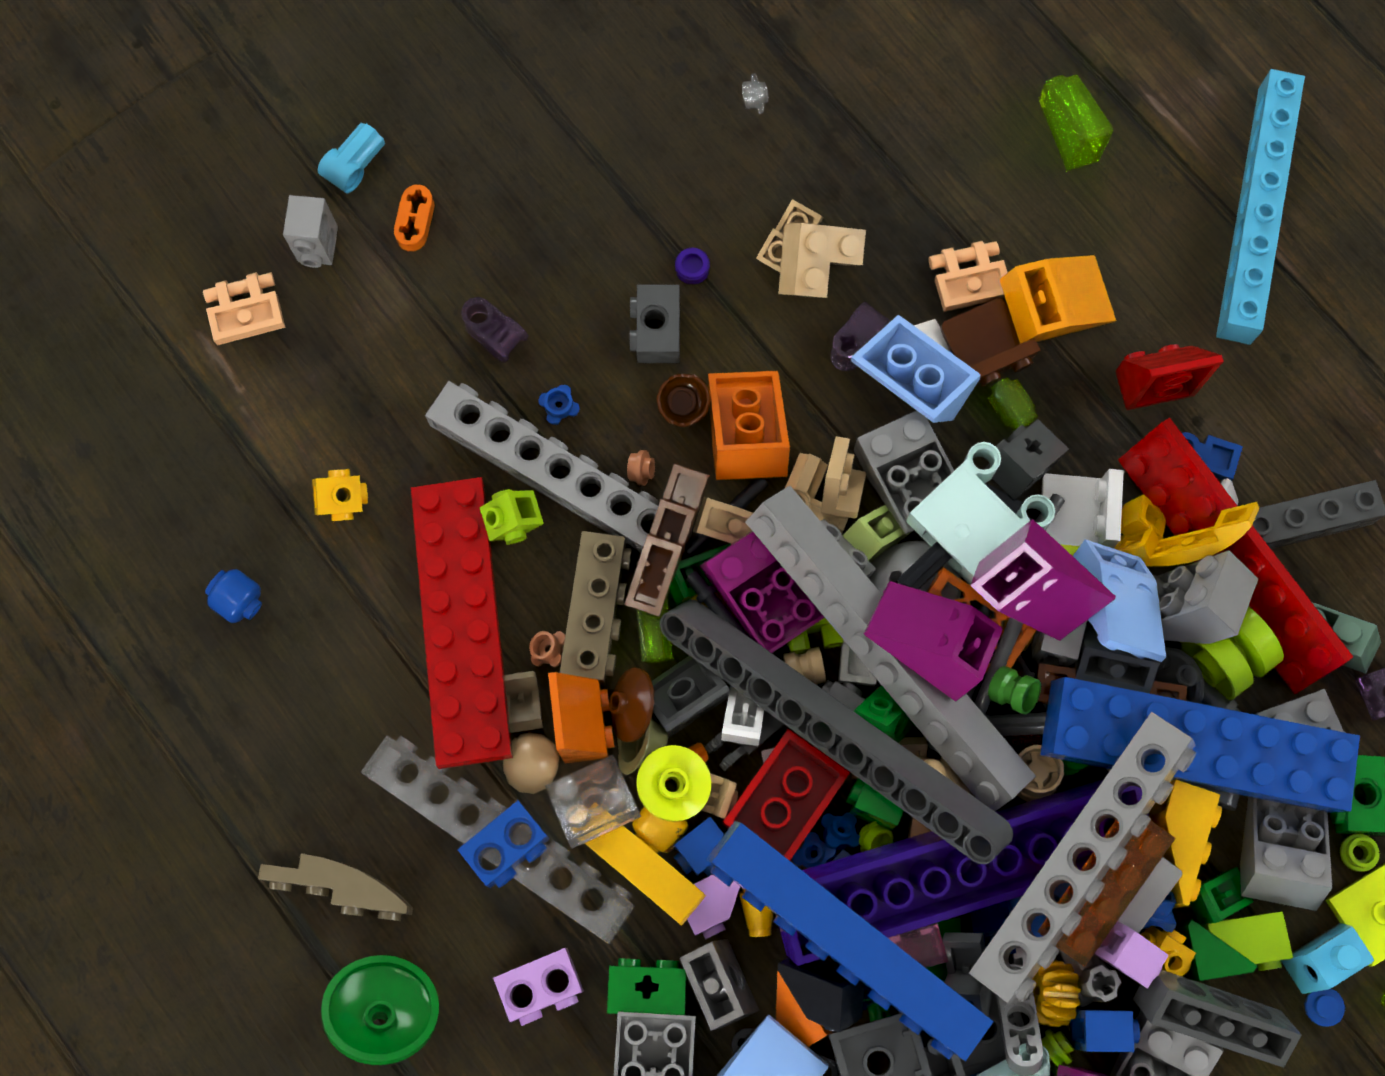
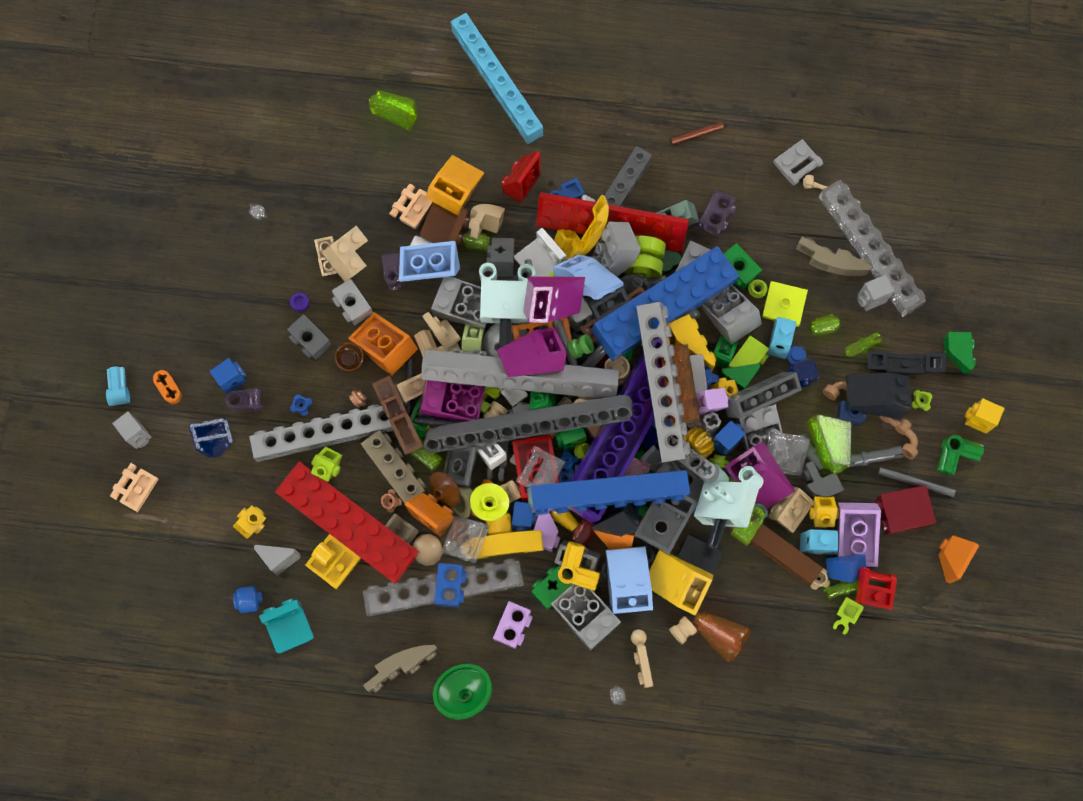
camera: 45 degrees left, 0 degrees up
(249, 682) = (287, 625): none -> teal bracket
(318, 578) = (277, 558): none -> light grey slope
(389, 655) = (332, 561): none -> yellow plate
(402, 335) = (211, 437): none -> clear blue slope
(500, 275) = (229, 376): none -> blue brick
(702, 984) = (572, 561): none -> yellow piece
(761, 309) = (347, 292): none -> light grey brick
(762, 955) = (583, 532): none -> clear red brick
(790, 823) = (547, 472): none -> clear plate
(1057, 383) = (485, 217): none -> tan brick
(1269, 690) = (670, 260): none -> dark green tile
(1318, 1045) = (806, 372): none -> clear blue brick

